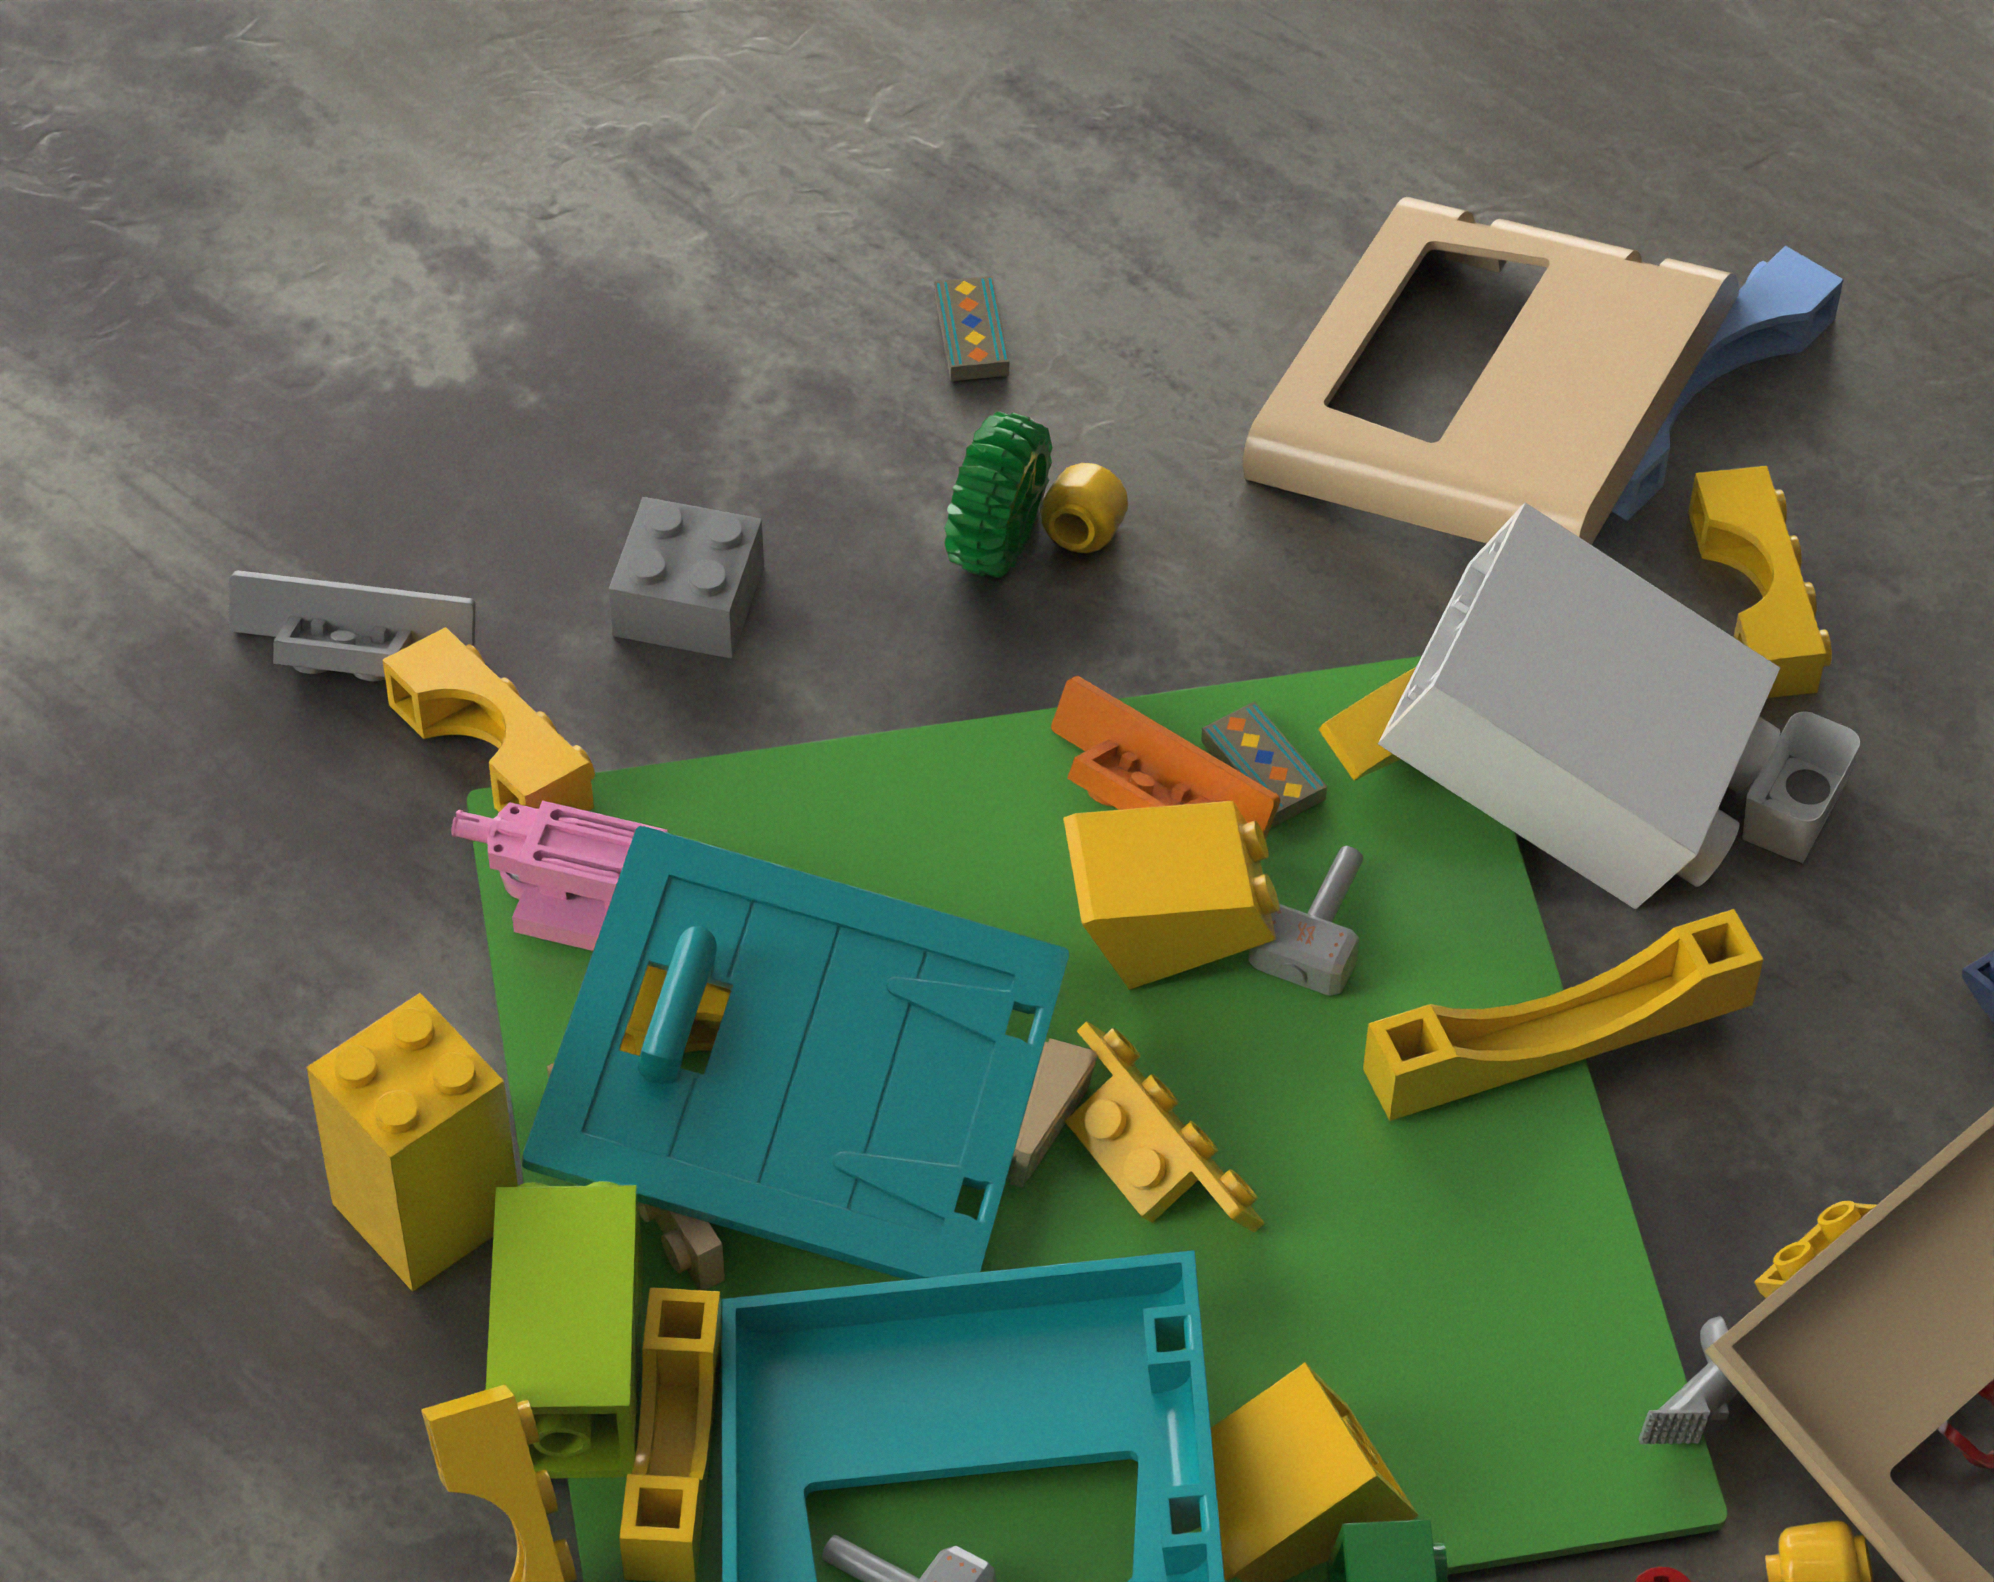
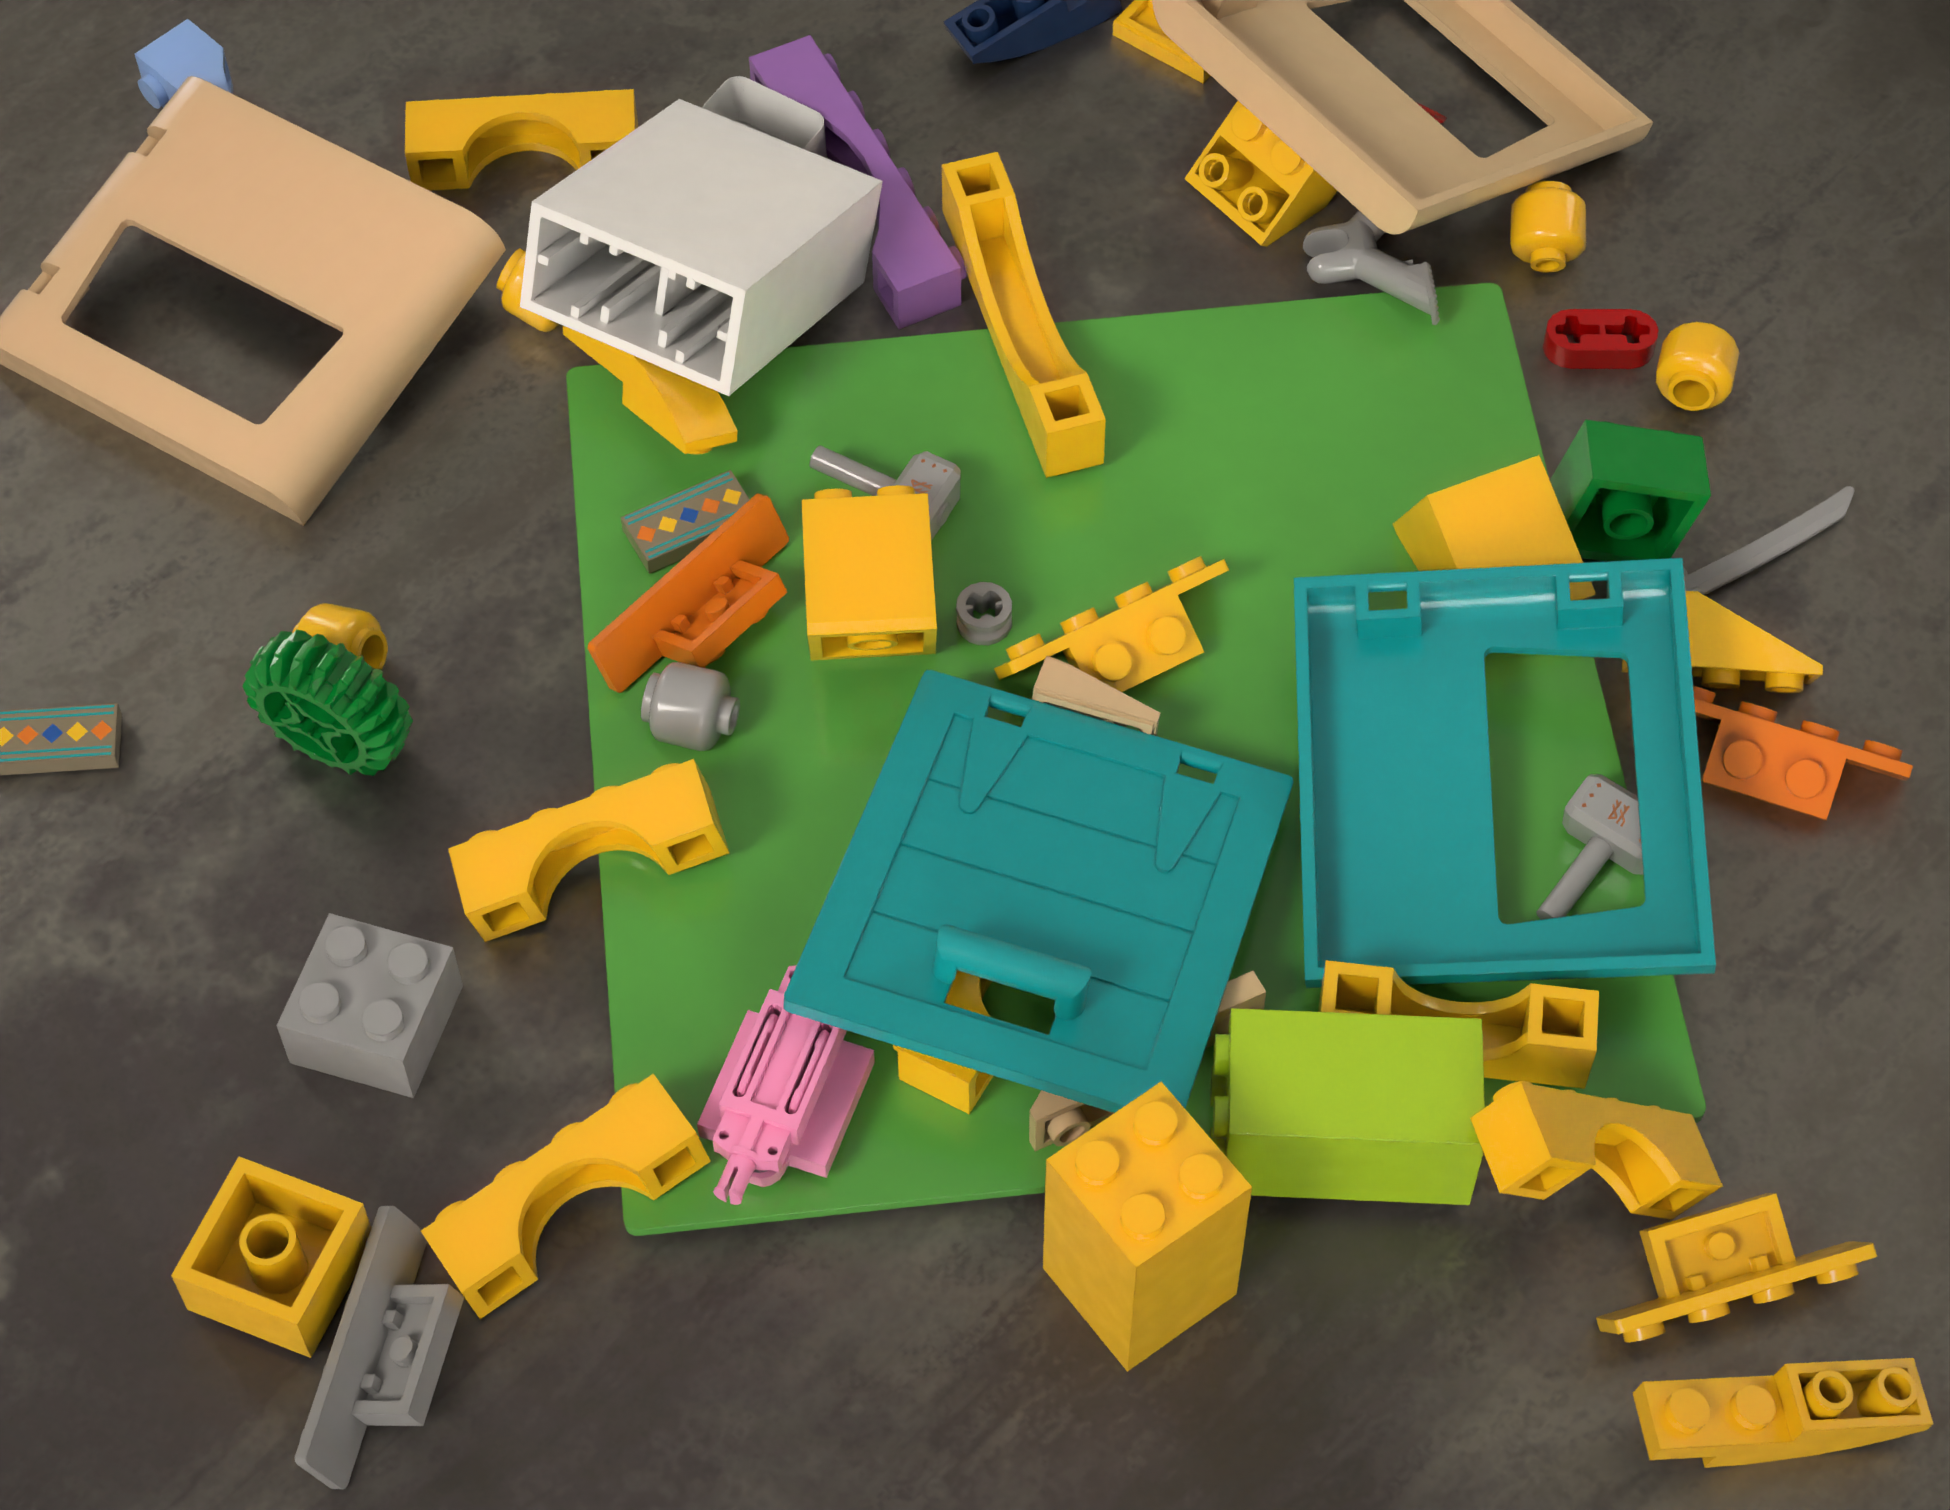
camera: 85 degrees left, 5 degrees up
(427, 529) = (273, 1256): none -> yellow brick
(835, 667) = (513, 871): none -> yellow arch
(1028, 773) = (689, 706): none -> light grey head
(1169, 1002) = (980, 598): none -> light grey bush
(1875, 820) = (910, 260): none -> medium lavender arch

